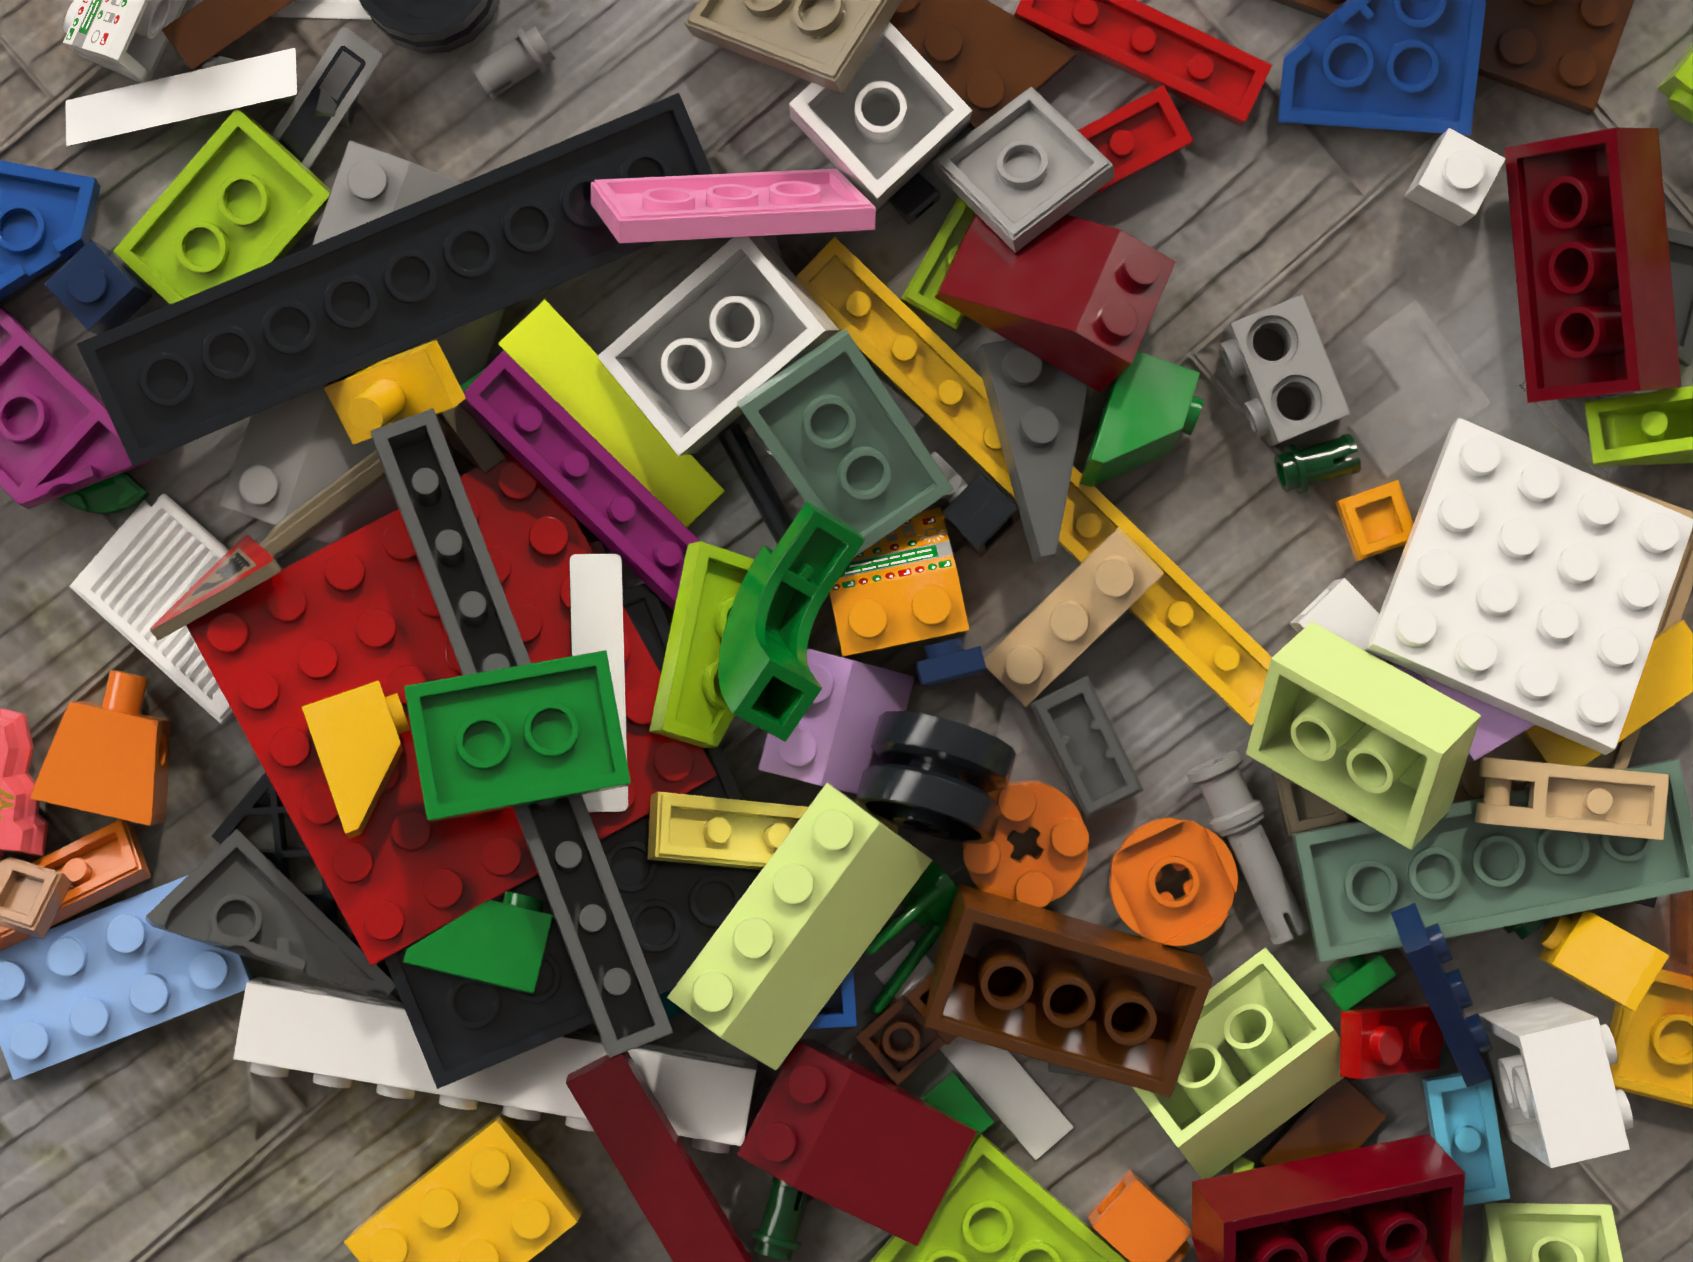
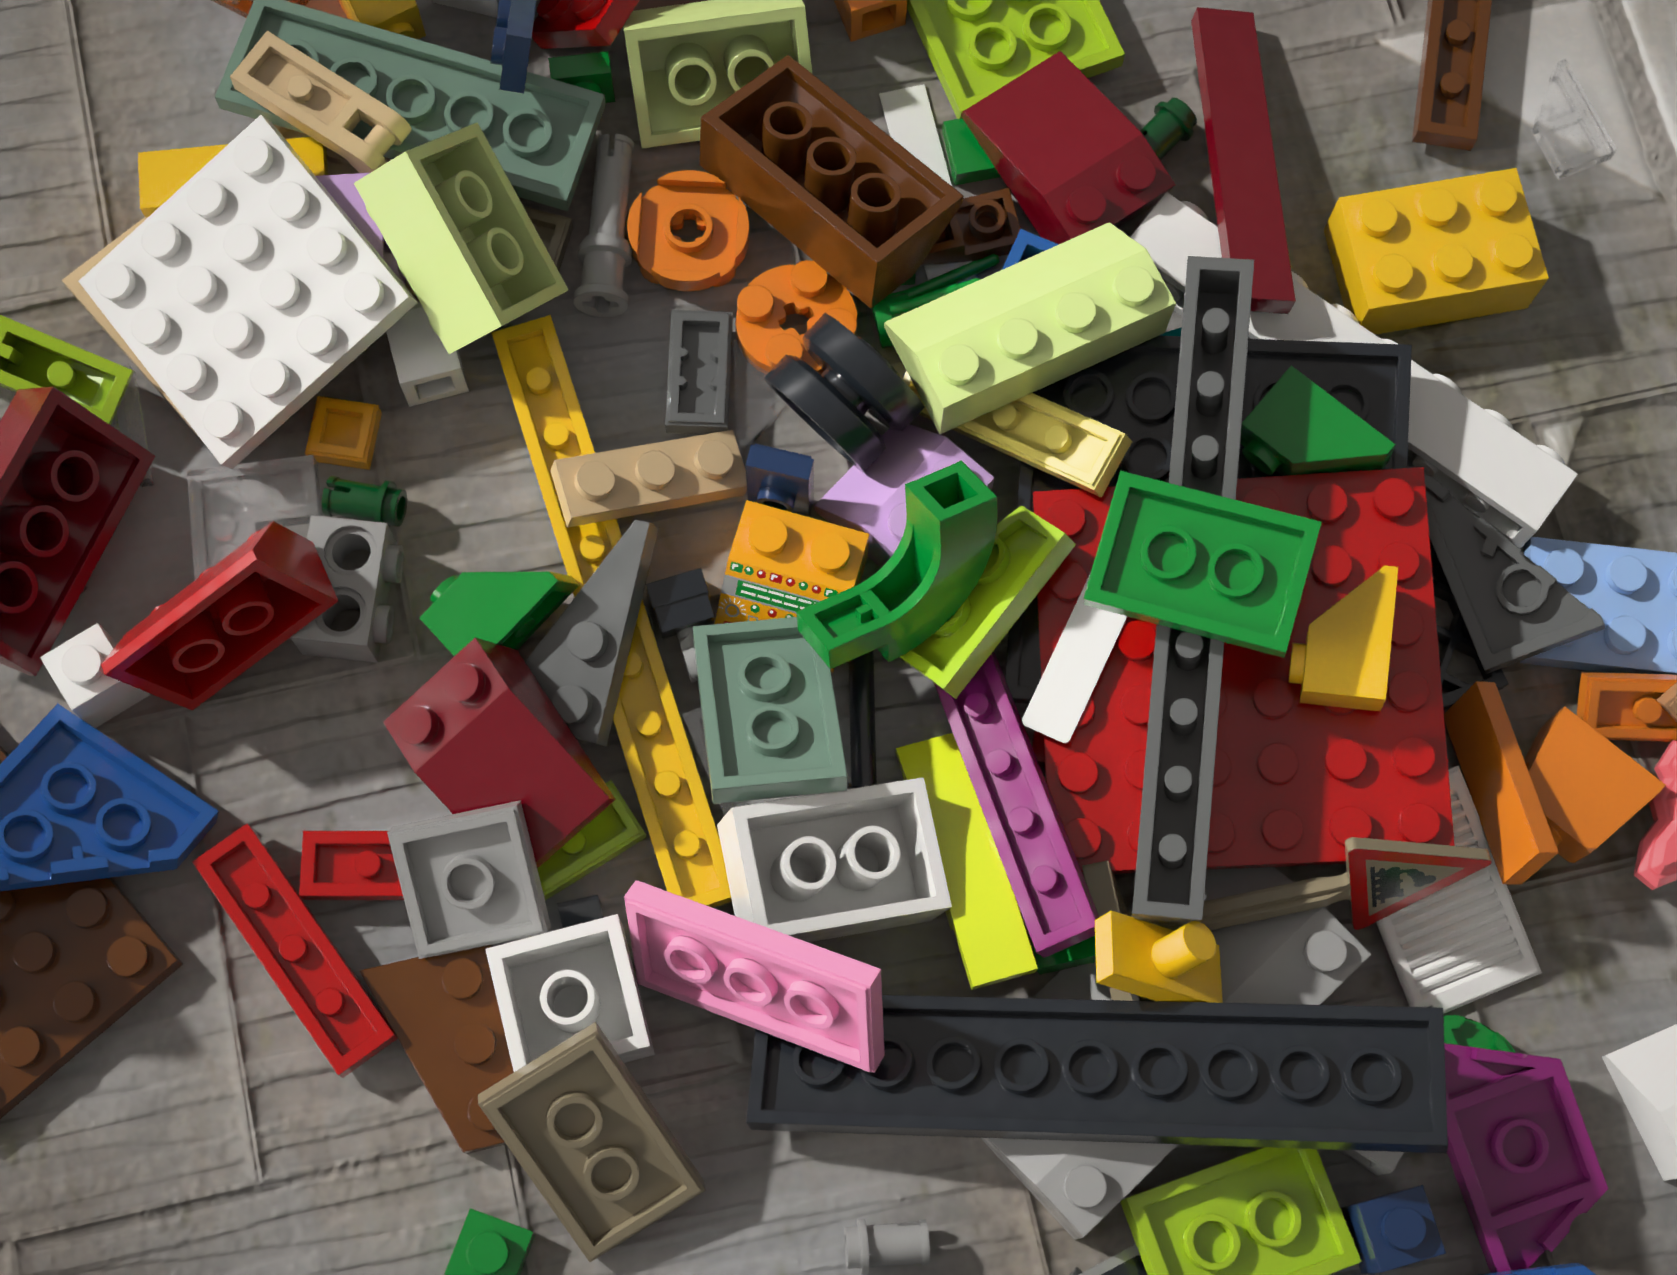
camera: 155 degrees left, 15 degrees down
(177, 725) = (1499, 783): none -> orange tile
(1368, 277) = (225, 619): none -> red slope

